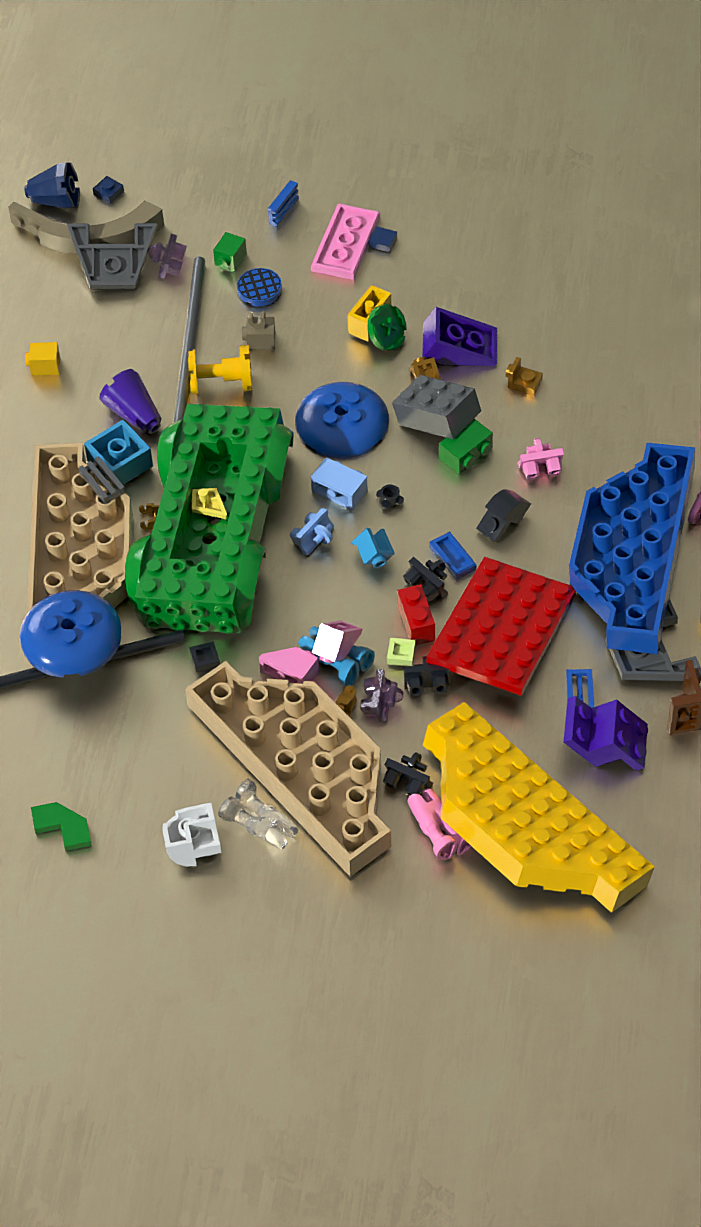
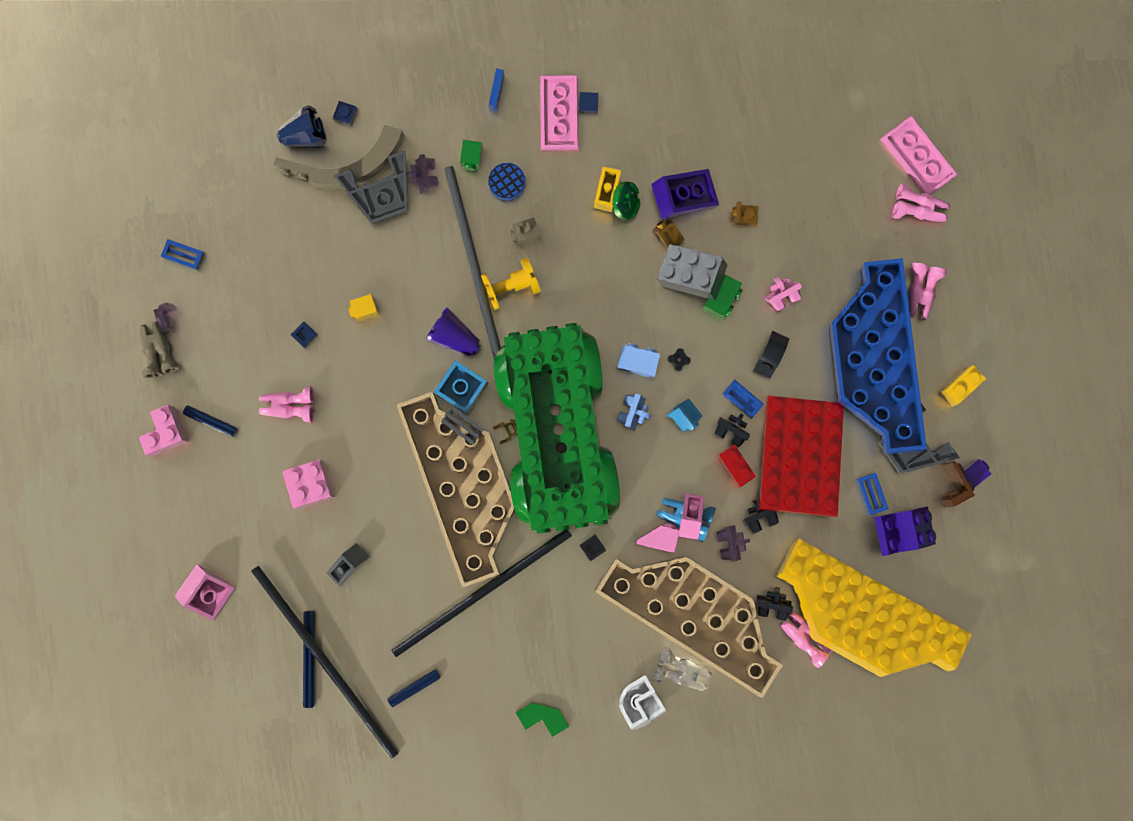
camera: 20 degrees left, 30 degrees up
(84, 646) = (513, 575): blue brick -> none
(208, 503) = (551, 421): light yellow piece -> none
(345, 435) = (613, 313): blue brick -> none
(347, 699) = (710, 554): pearl gold piece -> none
(401, 652) = (734, 499): yellowish green plate -> none

